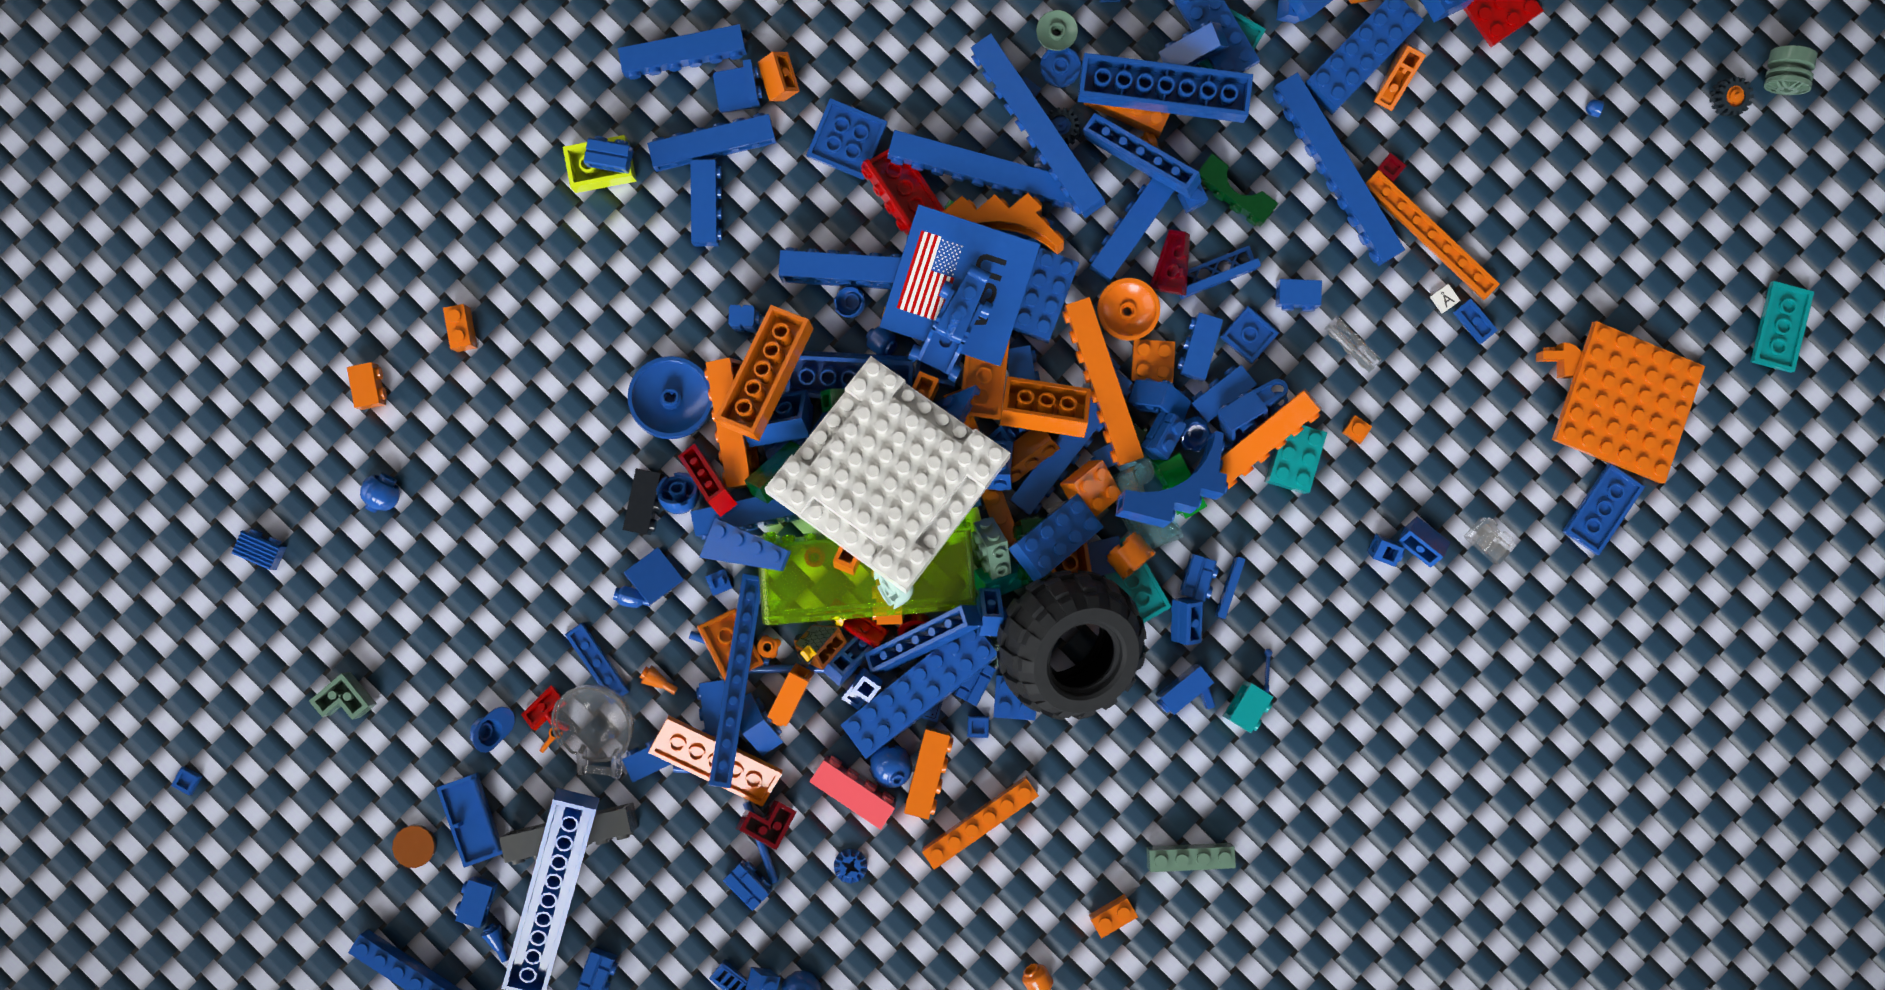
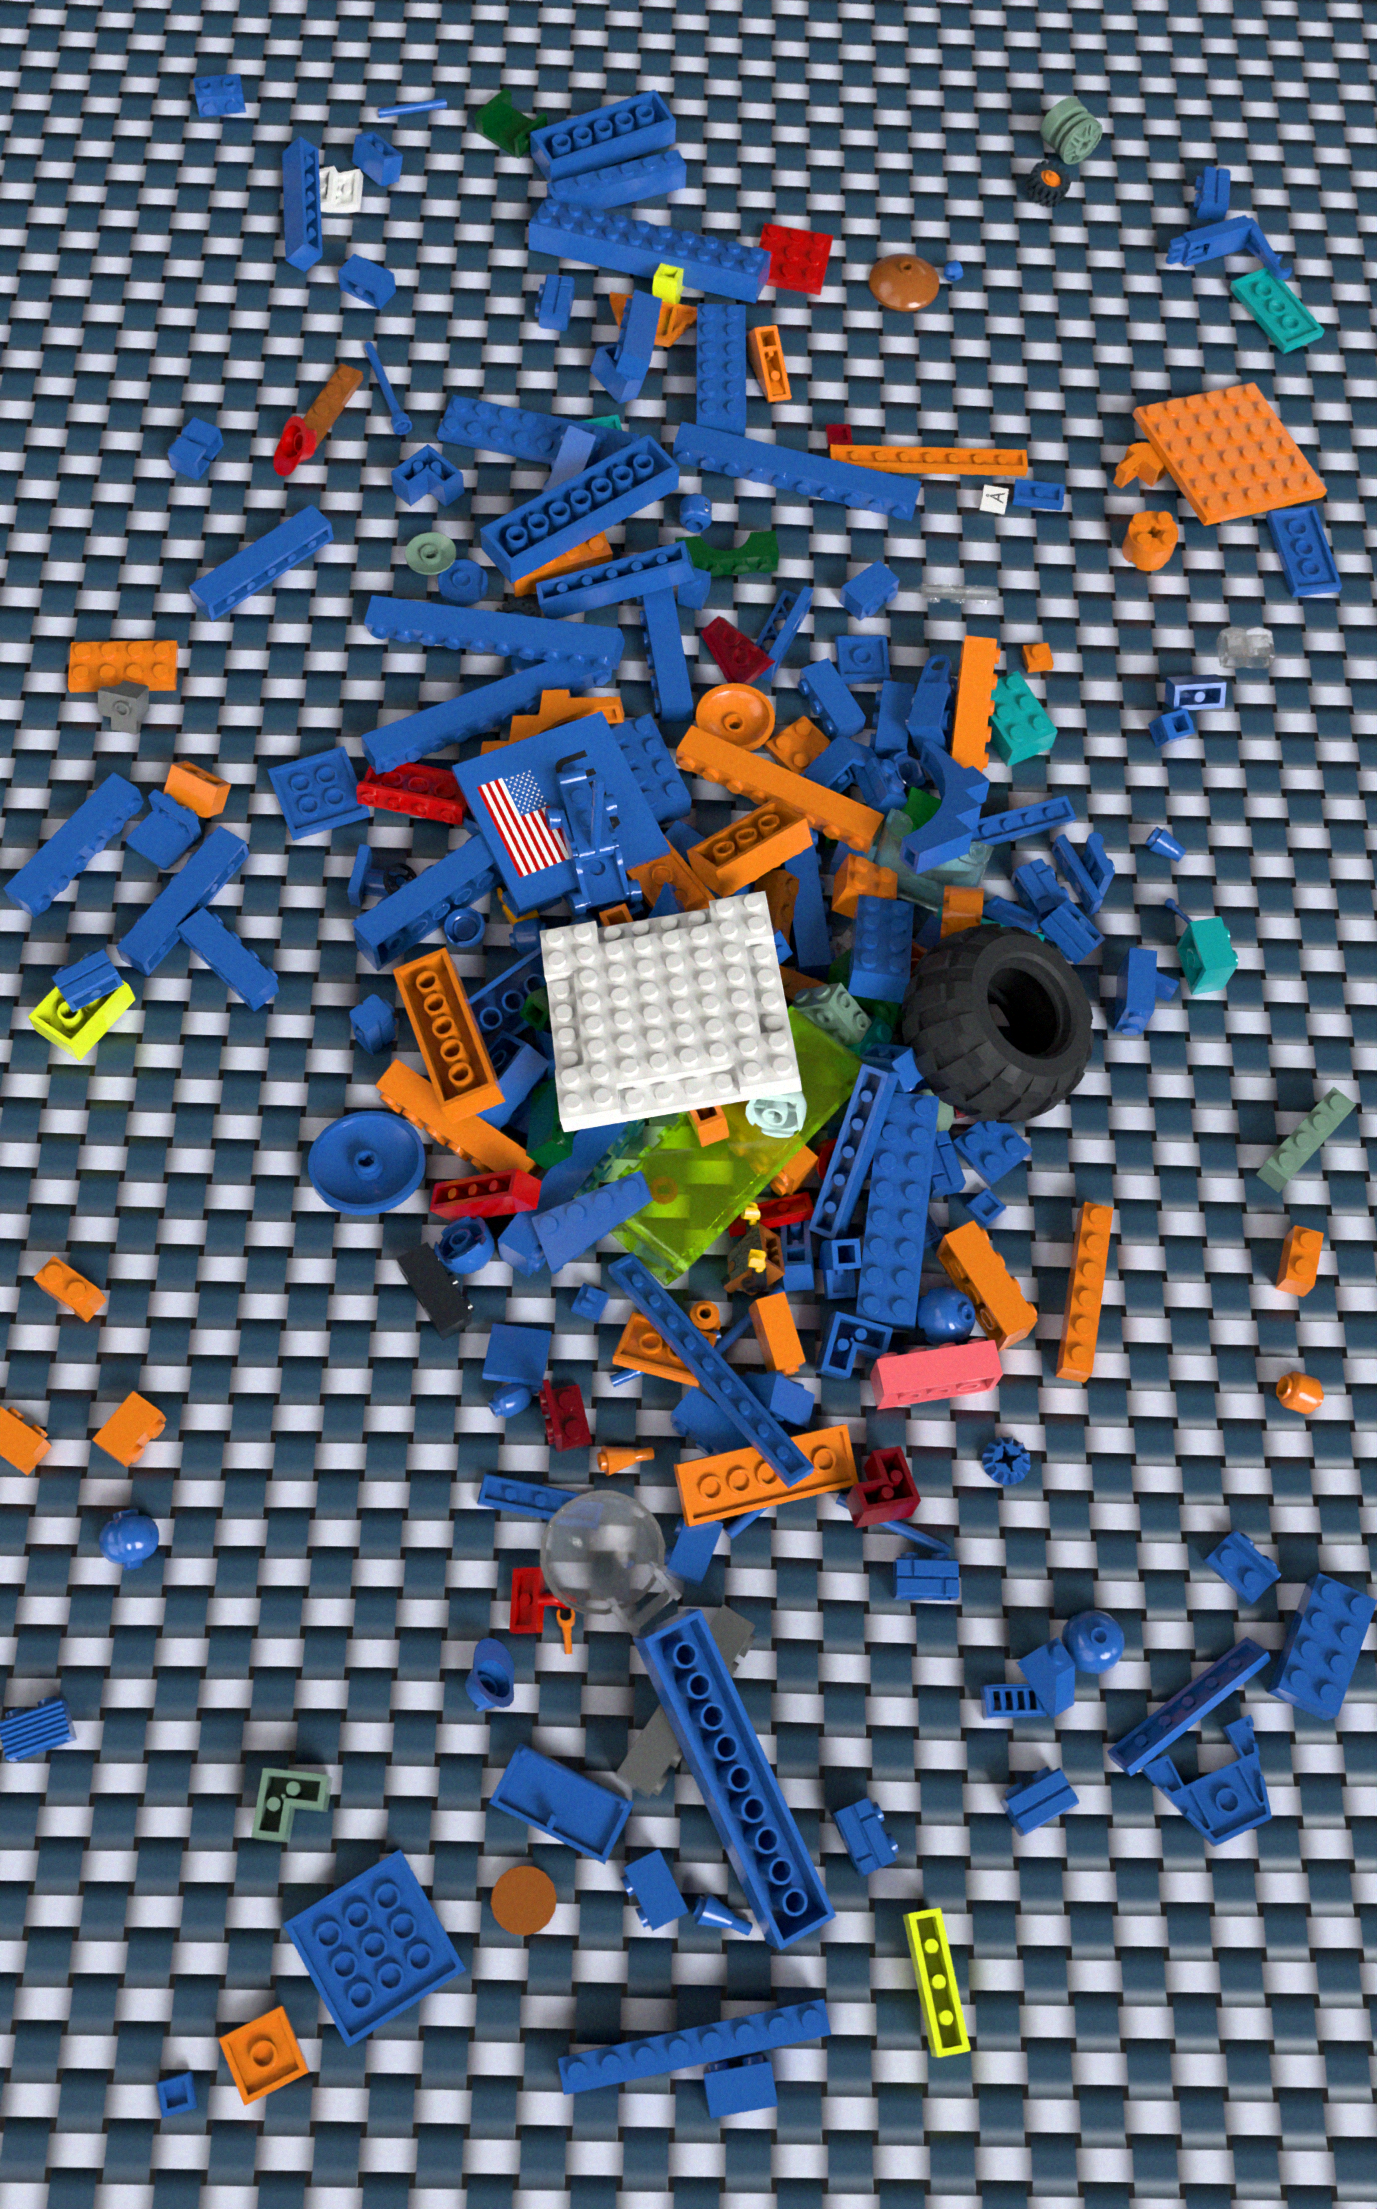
camera: 50 degrees left, 20 degrees down
(237, 801) = (264, 2055): none -> orange plate
(327, 801) = (374, 1947): none -> blue plate
(427, 434) = (130, 1429): none -> orange brick
(647, 631) = (567, 1418): none -> dark red bracket
(827, 730) = (847, 1337): none -> blue brick
(830, 226) = (373, 881): none -> blue piece
(1165, 578) = (1011, 914): none -> blue tile
(1227, 528) = (1024, 821): none -> blue plate
(1240, 598) = (1096, 862): none -> blue plate
(1245, 144) = (695, 512): none -> blue head
(1302, 615) = (1163, 843): none -> blue cone
(1521, 417) = (1150, 540): none -> orange brick
(1546, 92) = (904, 282): none -> dark orange dish
(1804, 244) = (1225, 239): none -> blue hinge
(1839, 202) = (1212, 194): none -> blue brick

